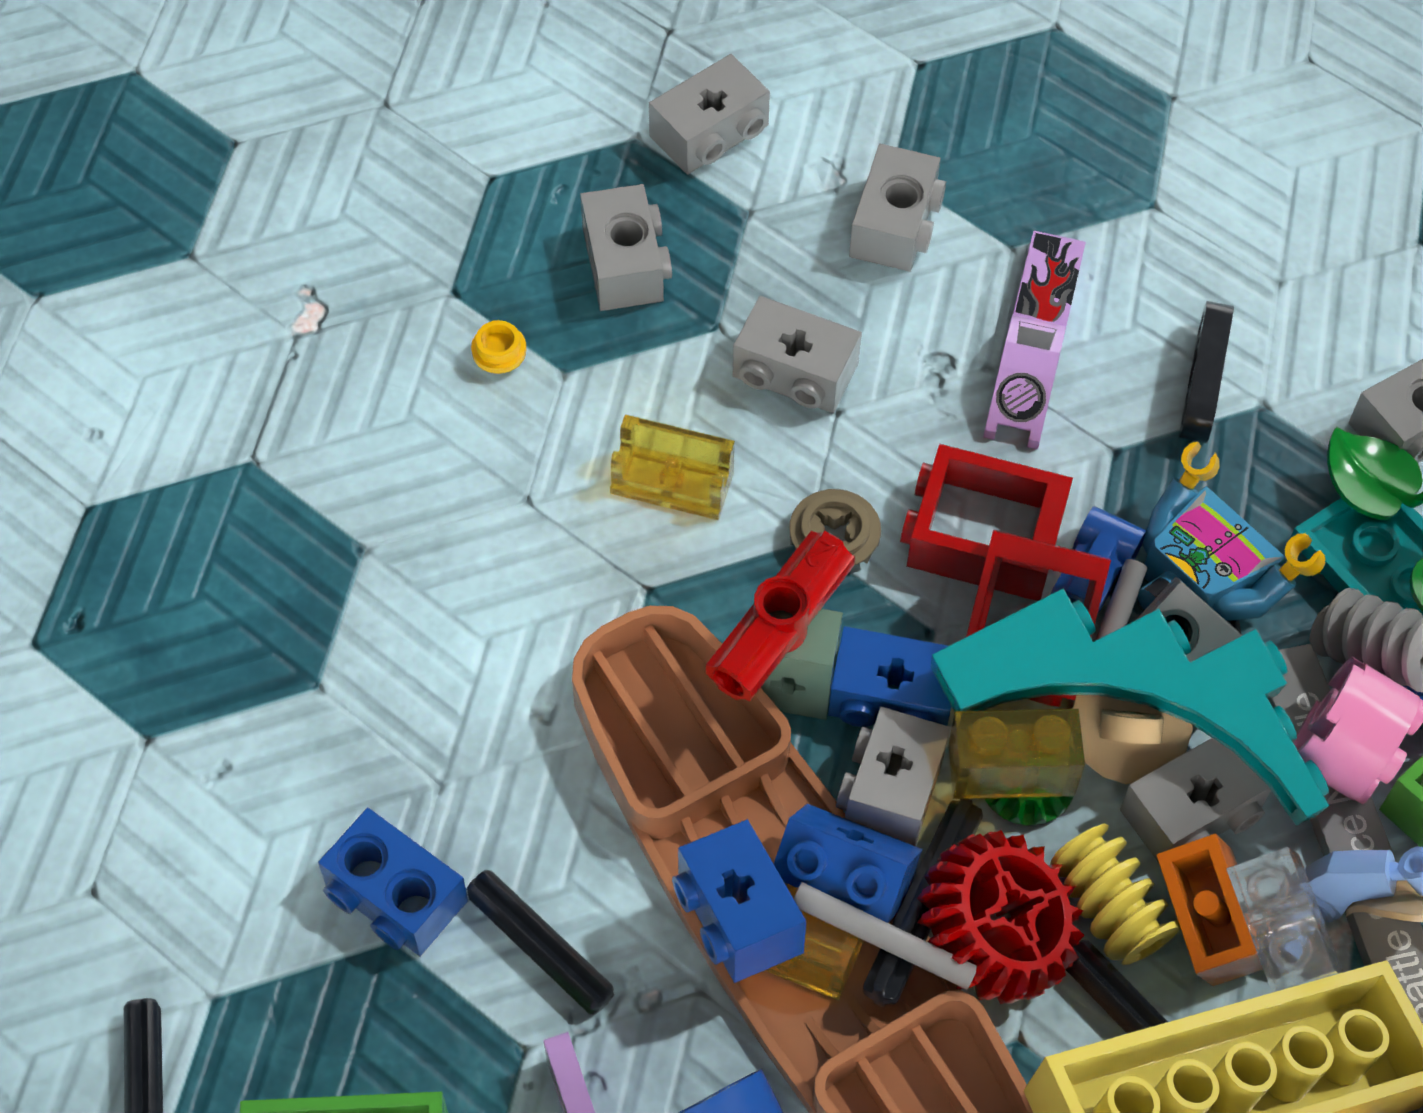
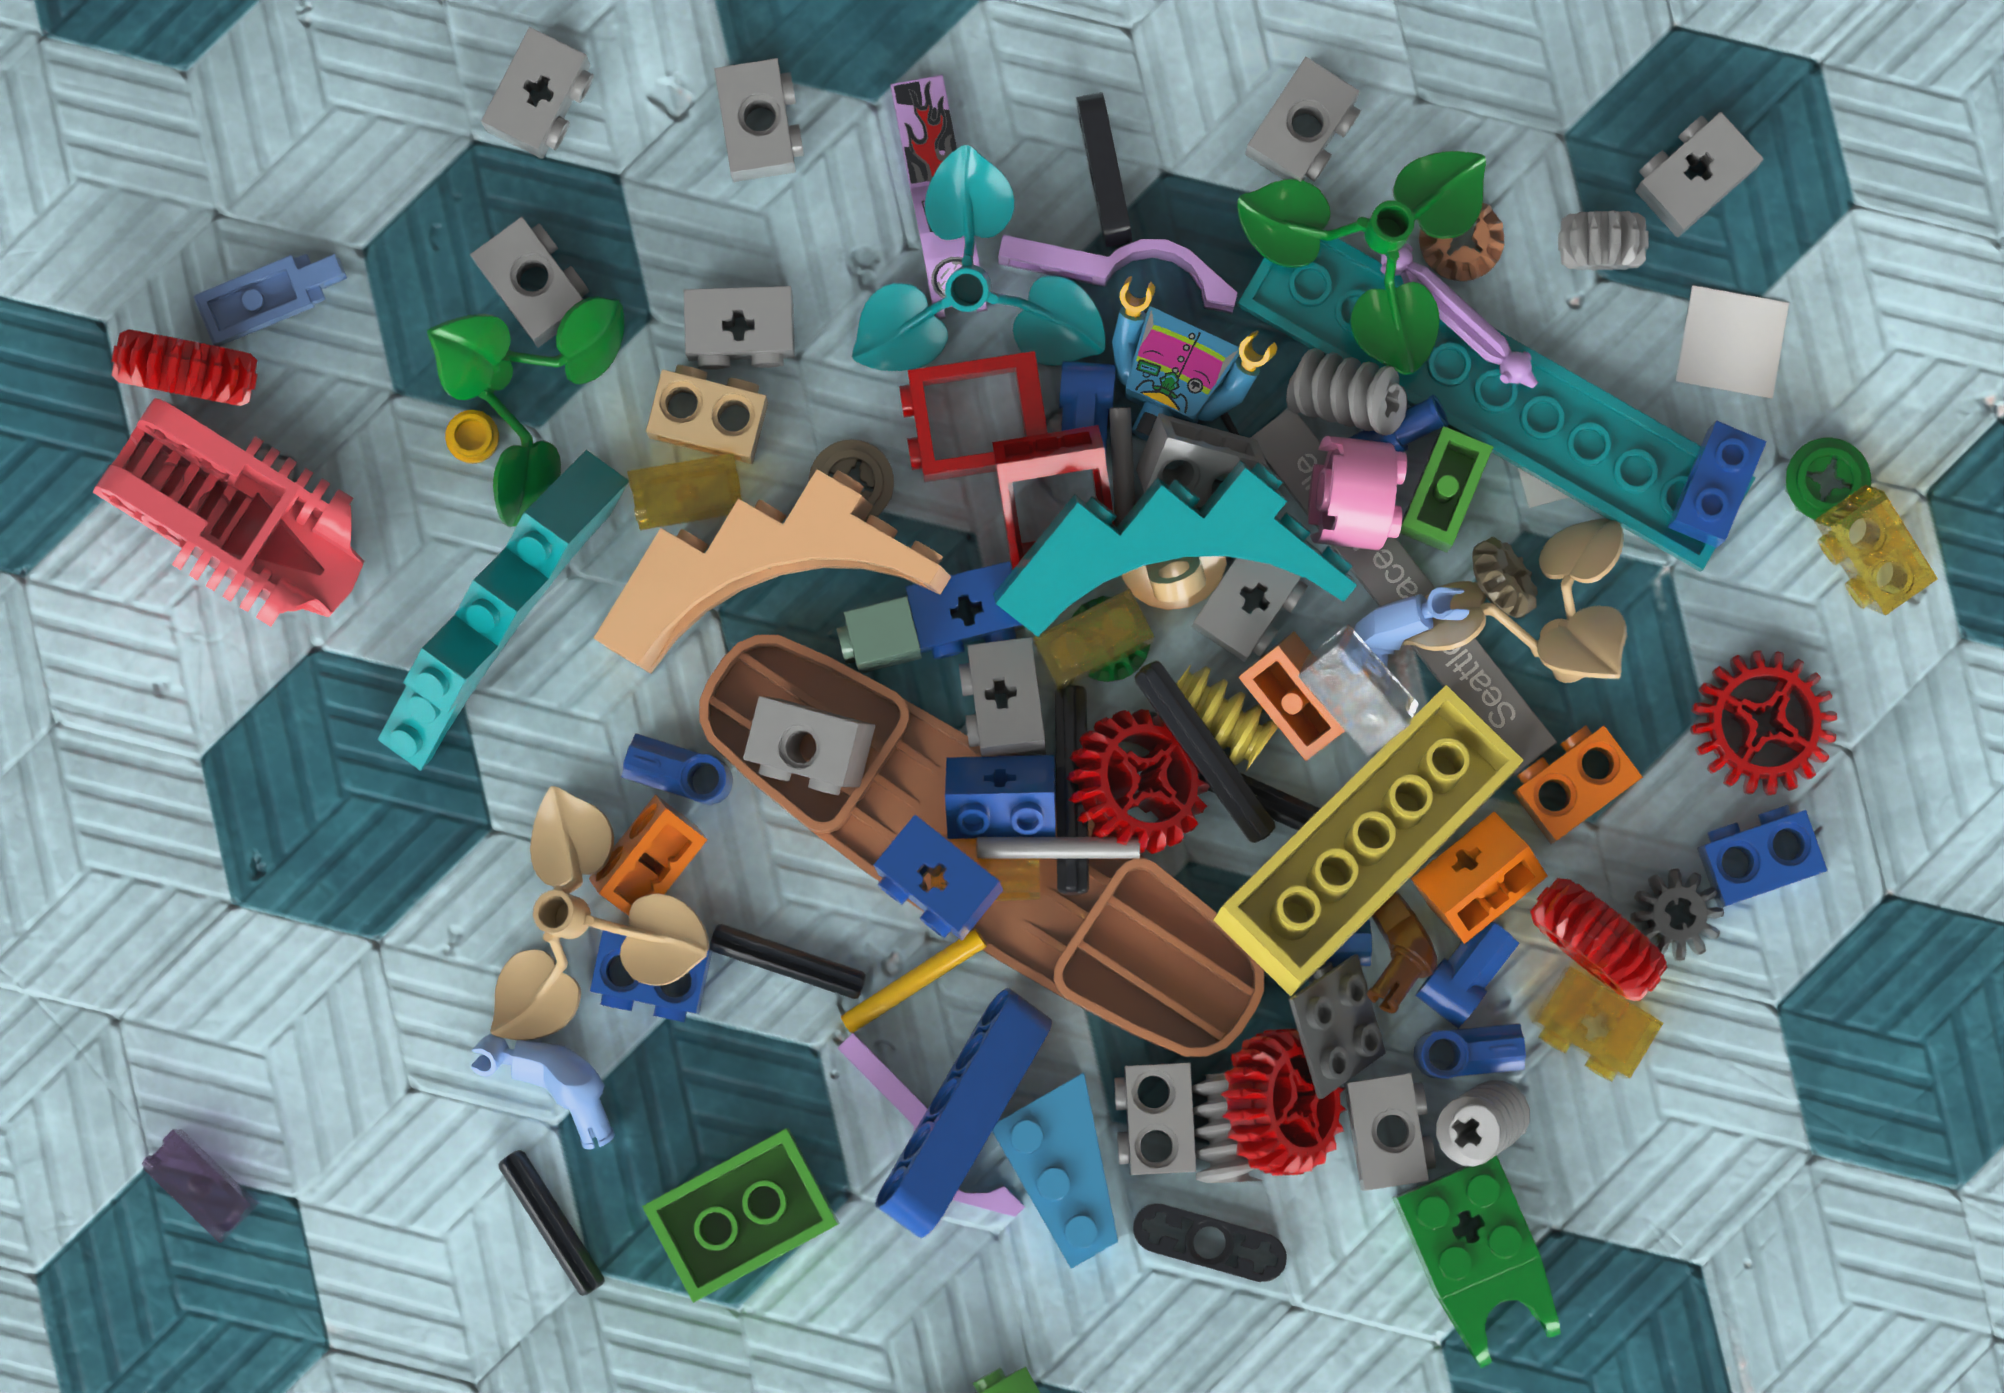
camera: 25 degrees left, 25 degrees up
(245, 945) = (559, 1070): none -> light blue arm
(253, 331) = (235, 514): none -> coral connector
(274, 169) = (184, 367): none -> red gear
(385, 168) = (266, 296): none -> medium blue hinge
(413, 839) = (661, 938): none -> tan plant
(438, 454) = (497, 605): none -> teal arch
(450, 766) = (648, 855): none -> orange brick
(525, 237) = (477, 360): none -> green plant
(526, 705) = (672, 769): none -> blue piece
(655, 691) = (840, 744): none -> light grey brick
(662, 1020) = (913, 981): none -> yellow bar
(709, 532) = (824, 530): none -> light nougat arch
(735, 405) = (703, 427): none -> tan brick
(763, 641) = (869, 598): red piece -> none
(1061, 325) = (968, 200): none -> teal plant
(1088, 914) = (1204, 751): none -> black axle
(1161, 444) = (1099, 269): none -> lavender piece

